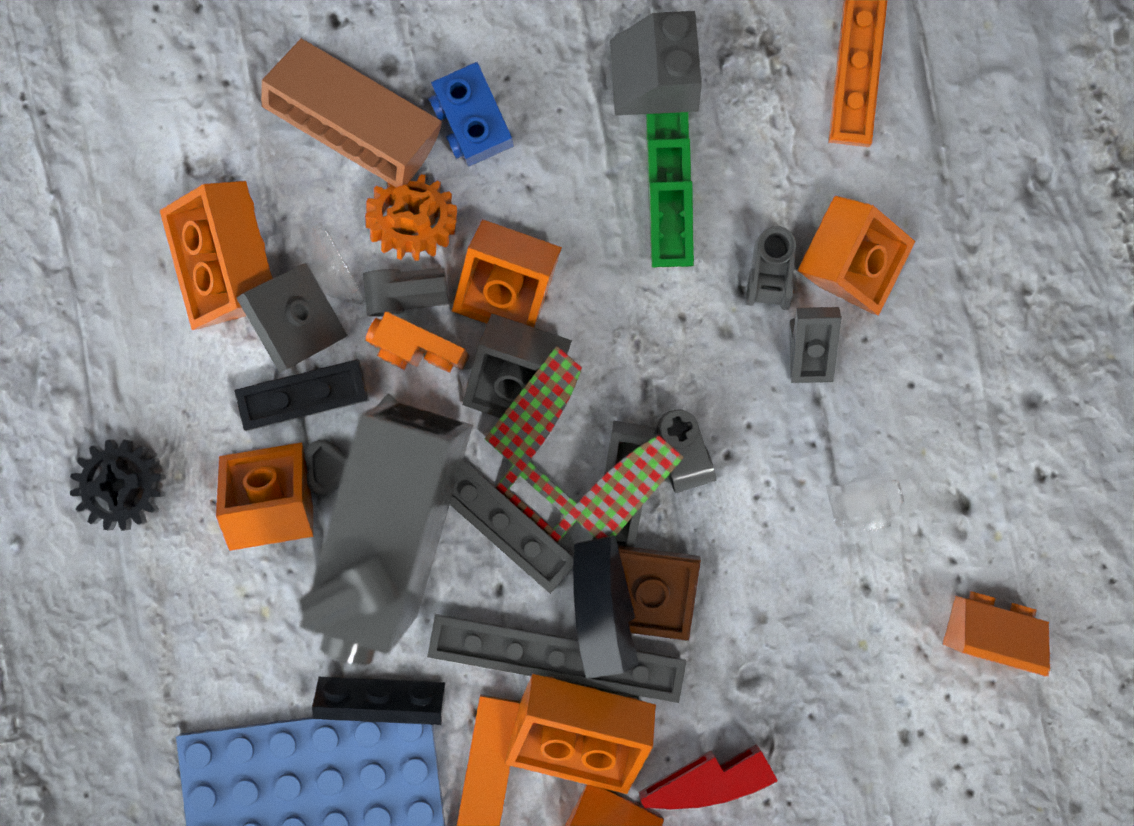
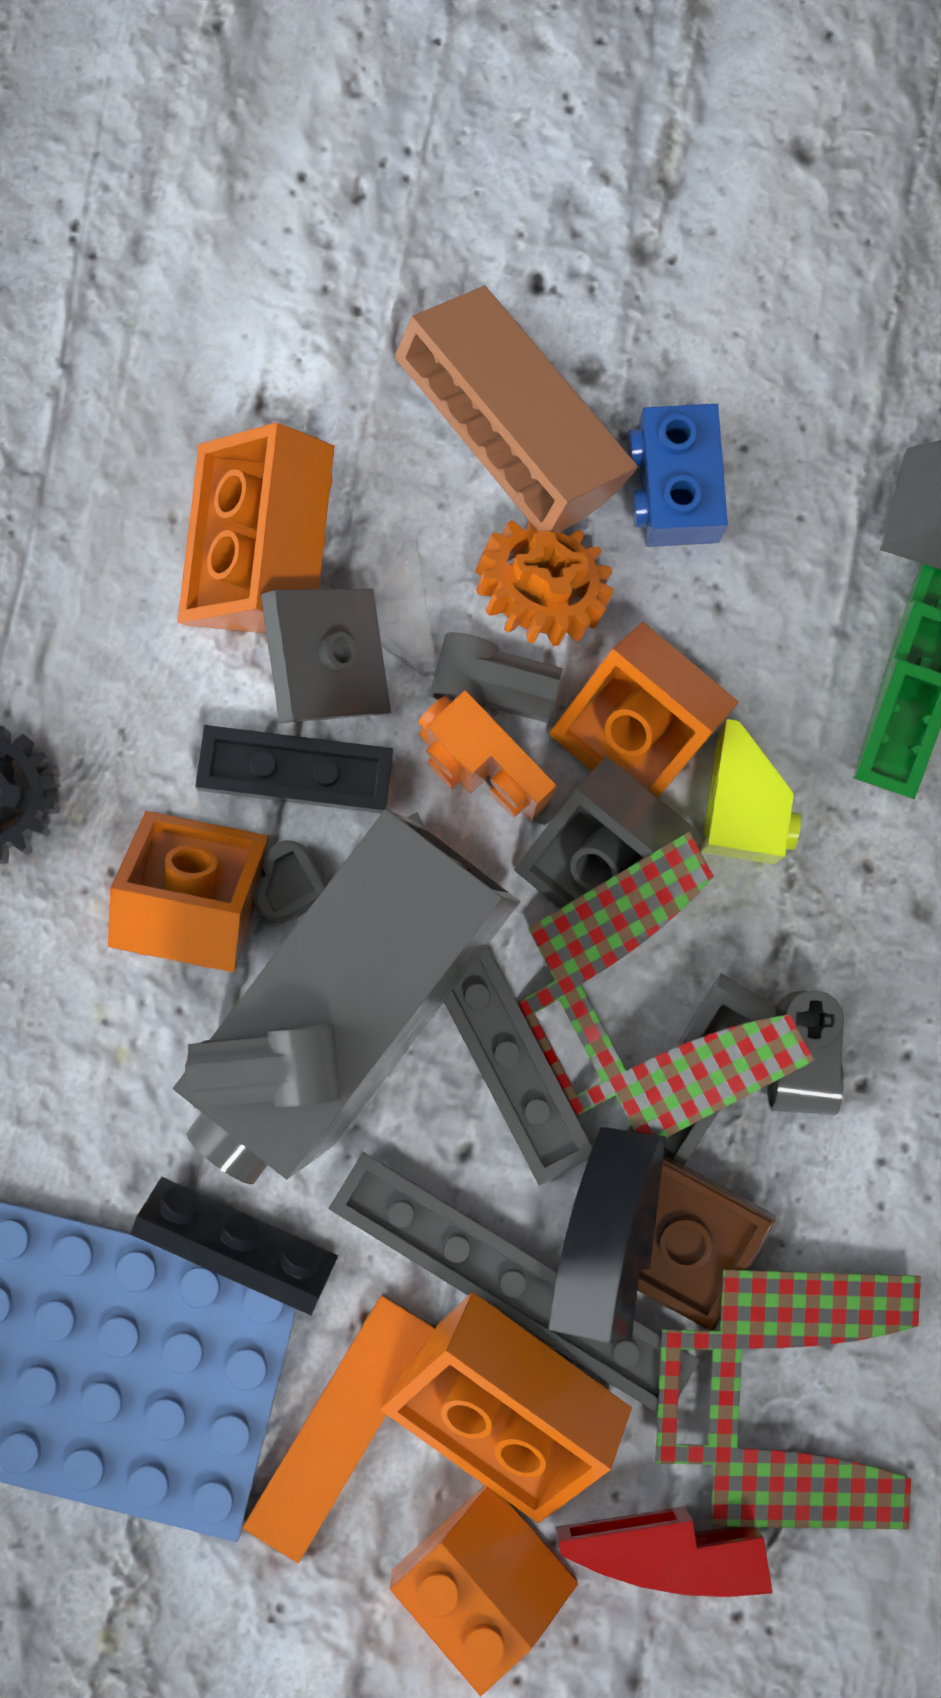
camera: 15 degrees right, 5 degrees down
(591, 308) = (747, 802): none -> neon yellow slope
(723, 614) = (781, 1485): none -> piece

